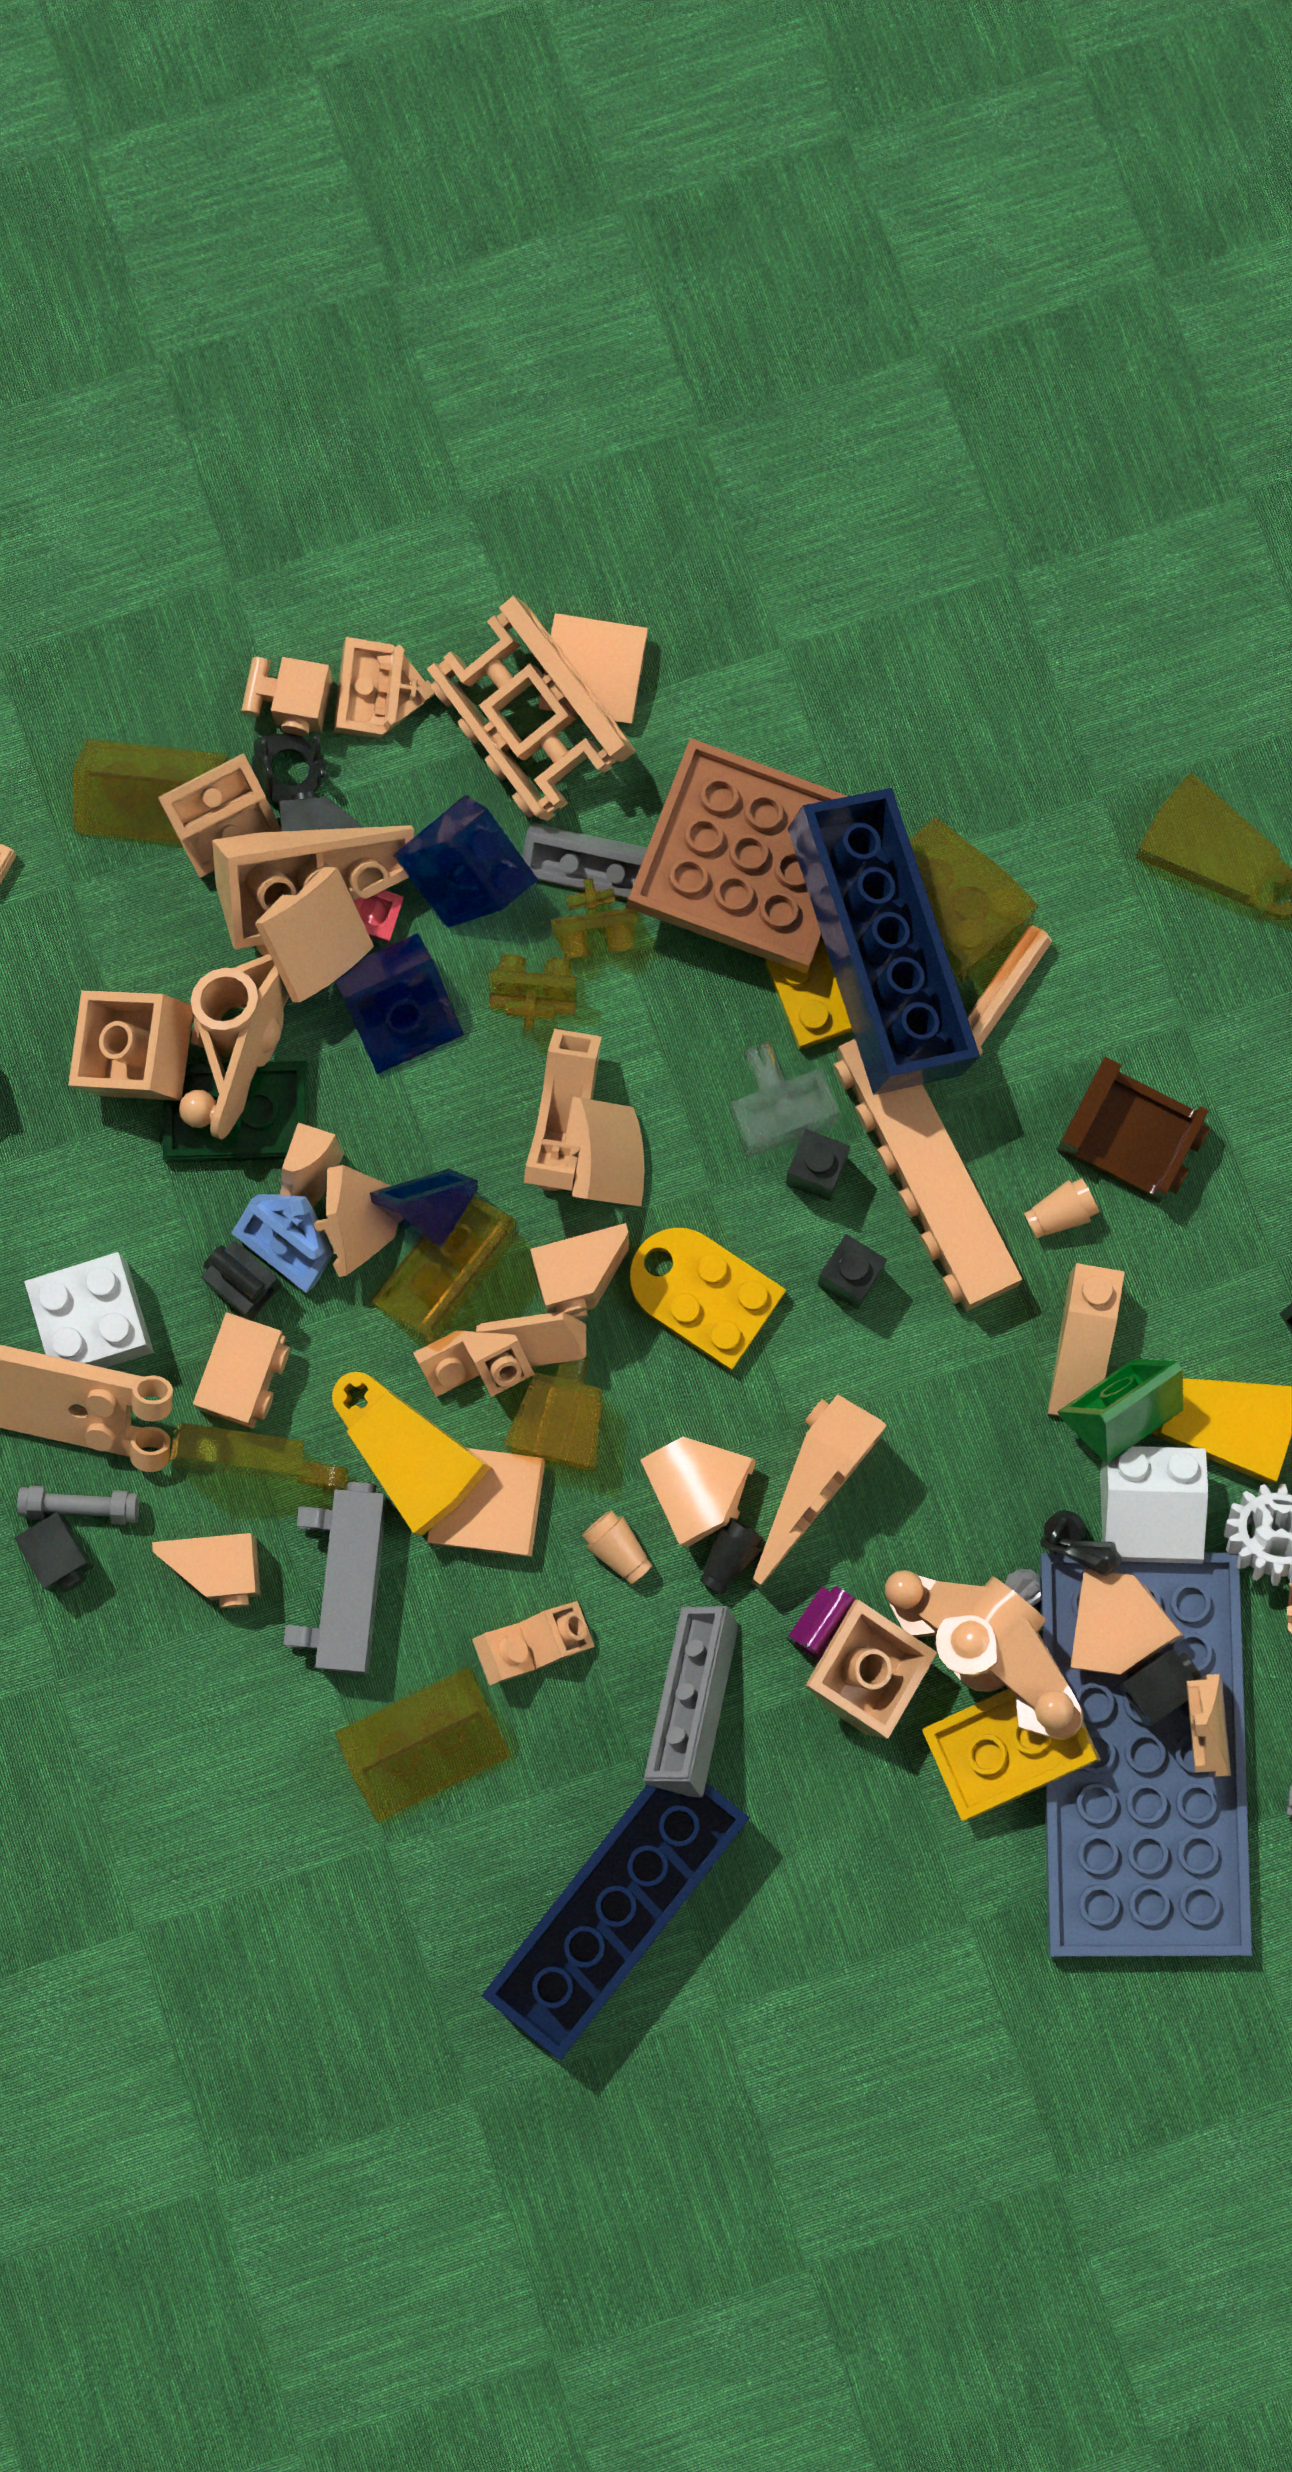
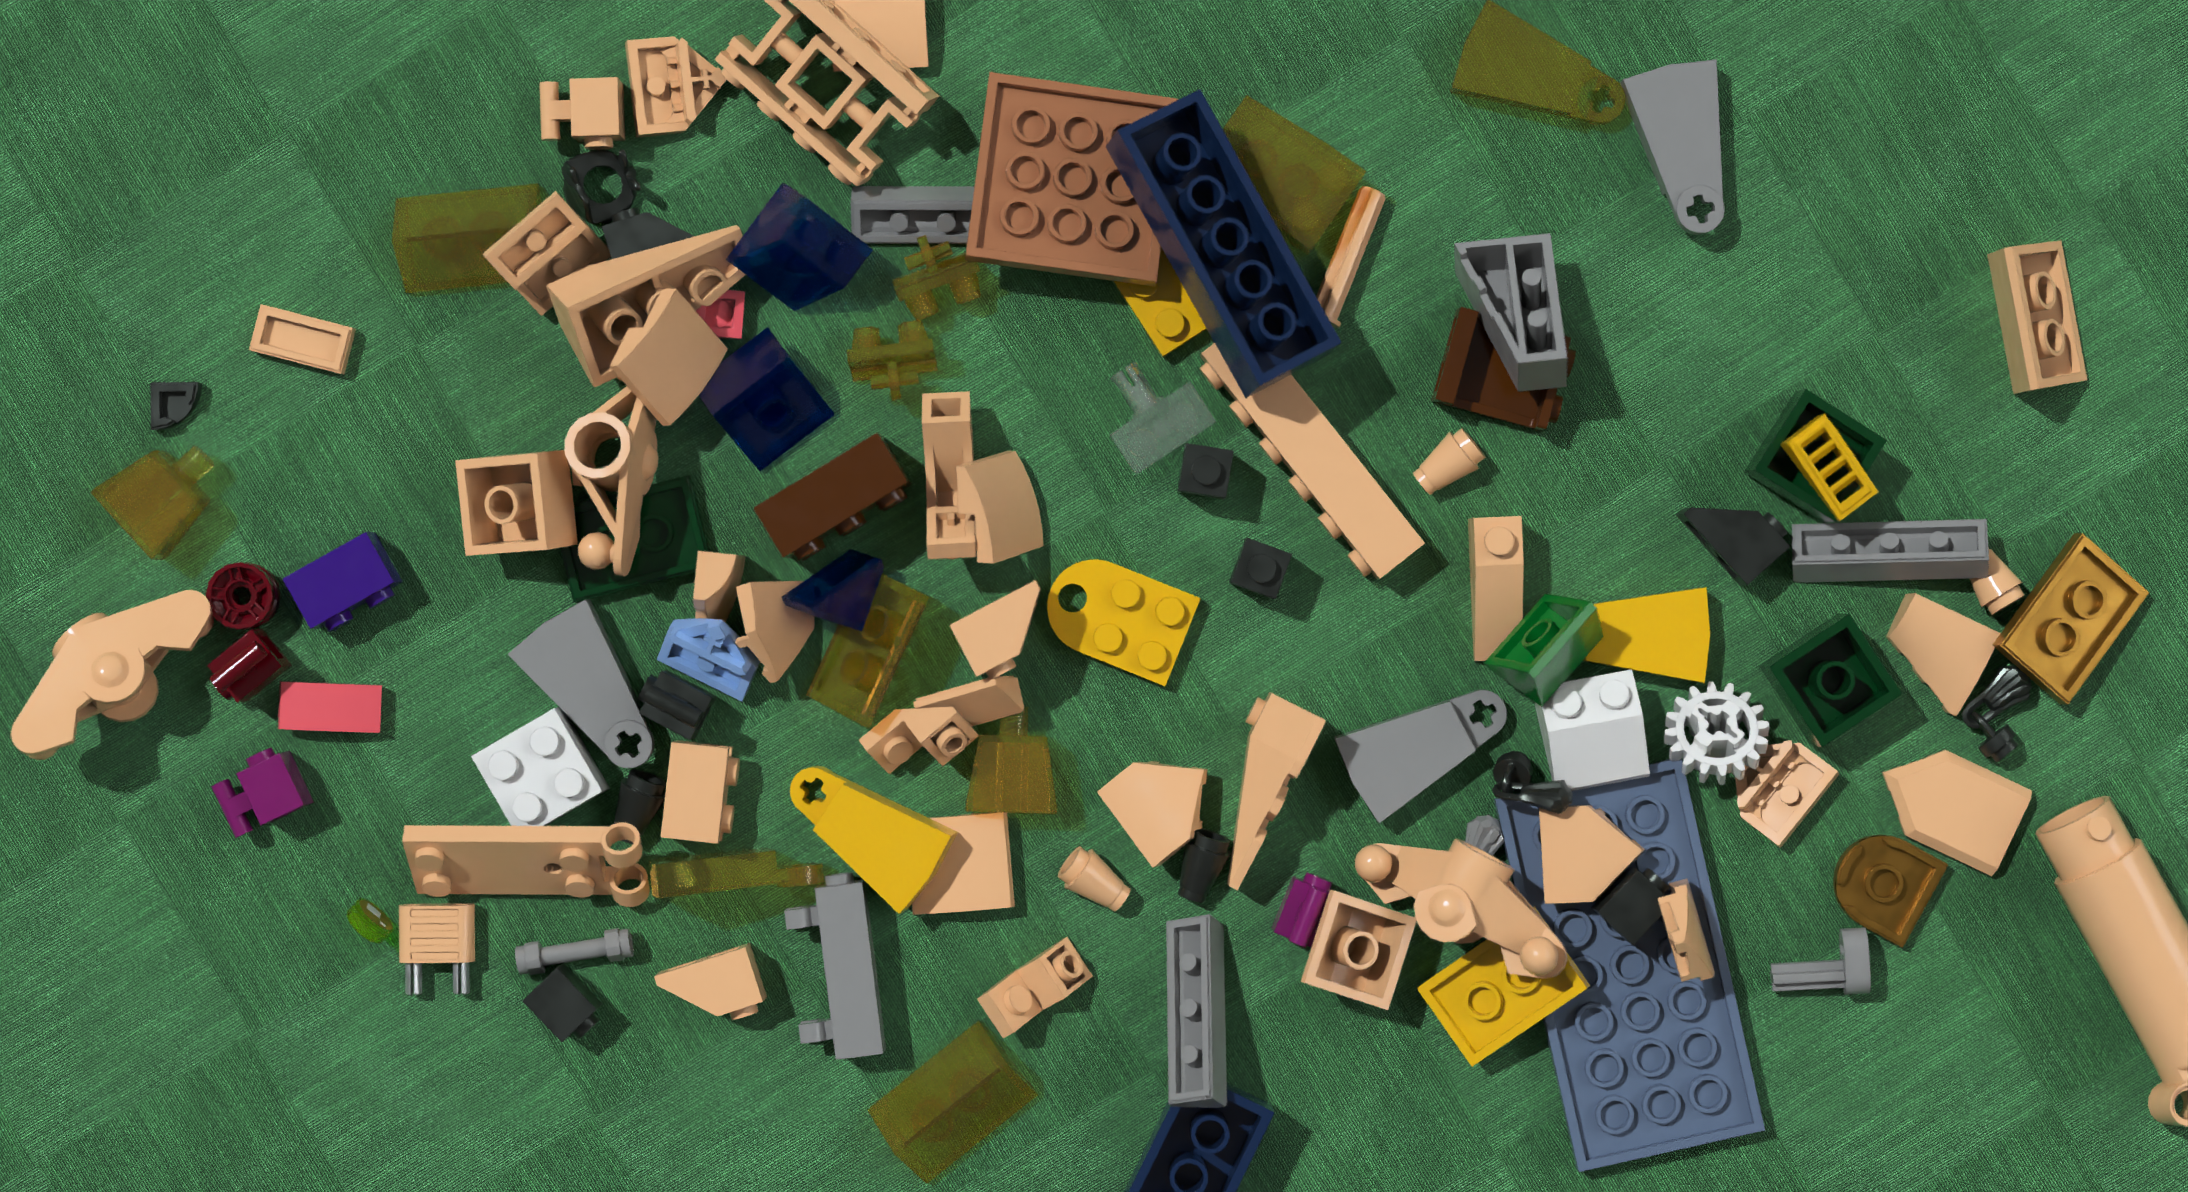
camera: 15 degrees left, 10 degrees up
(156, 1234) = (584, 677): none -> light grey piece
(182, 1366) = (639, 799): none -> pearl dark grey cone
(445, 1108) = (834, 498): none -> reddish brown brick
(966, 1487) = (1413, 750): none -> light grey piece
(1162, 1065) = (1518, 305): none -> light grey wedge

